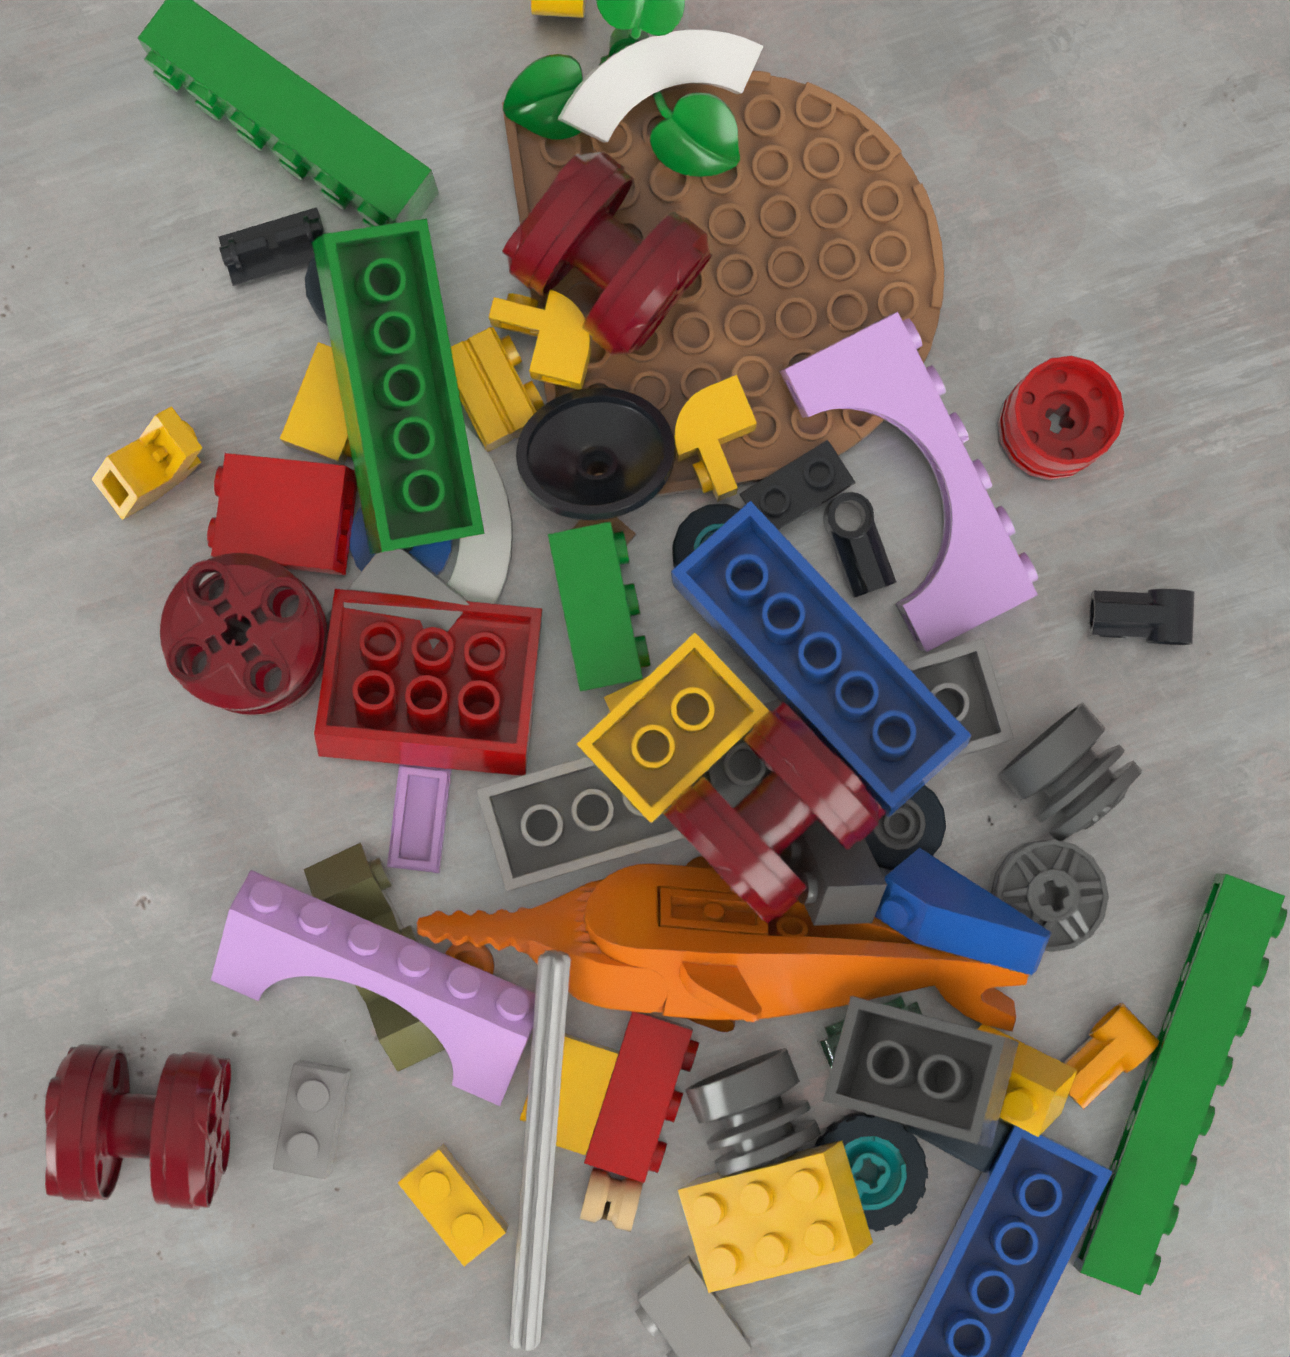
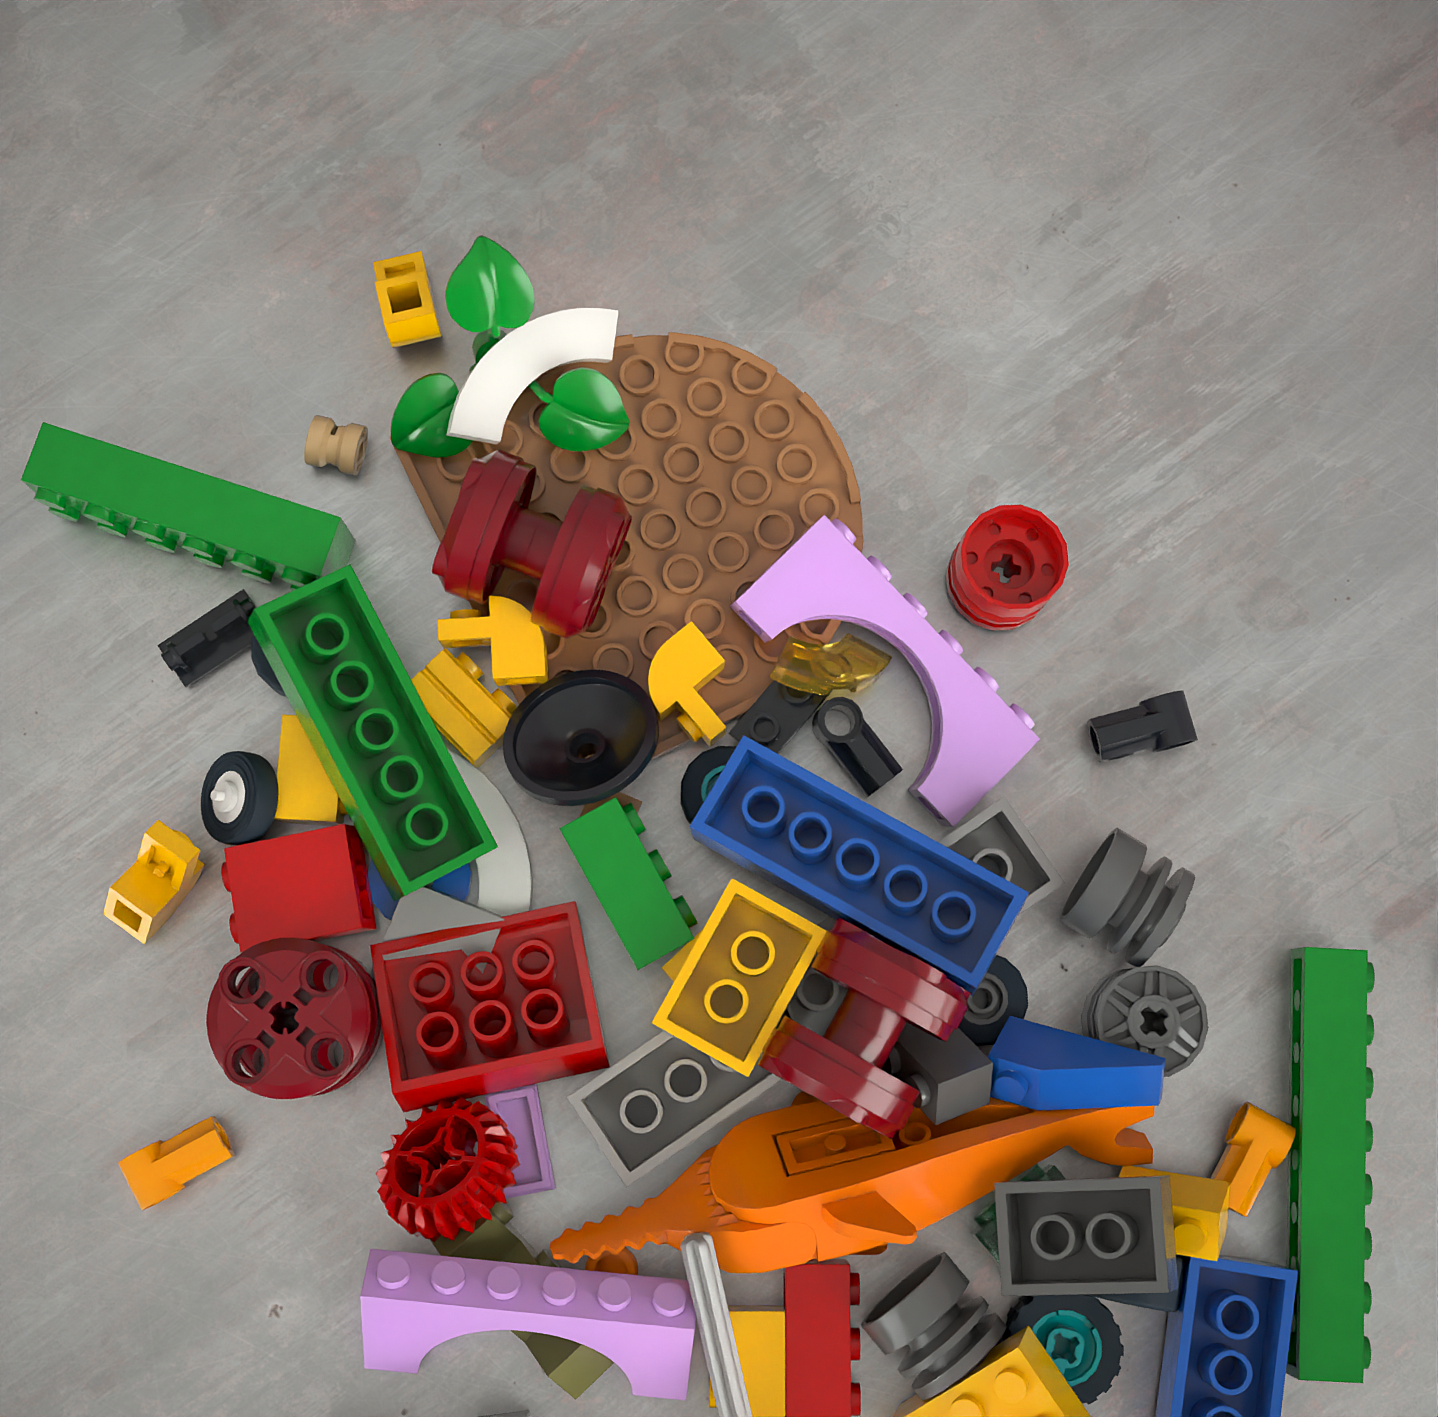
camera: 25 degrees left, 5 degrees down
(78, 735) = (166, 1166): none -> light orange piece
(253, 409) = (239, 798): none -> black wheel
(346, 833) = (441, 1159): none -> red gear
(448, 93) = (336, 445): none -> tan wheel
(861, 461) = (834, 666): none -> clear yellow tile

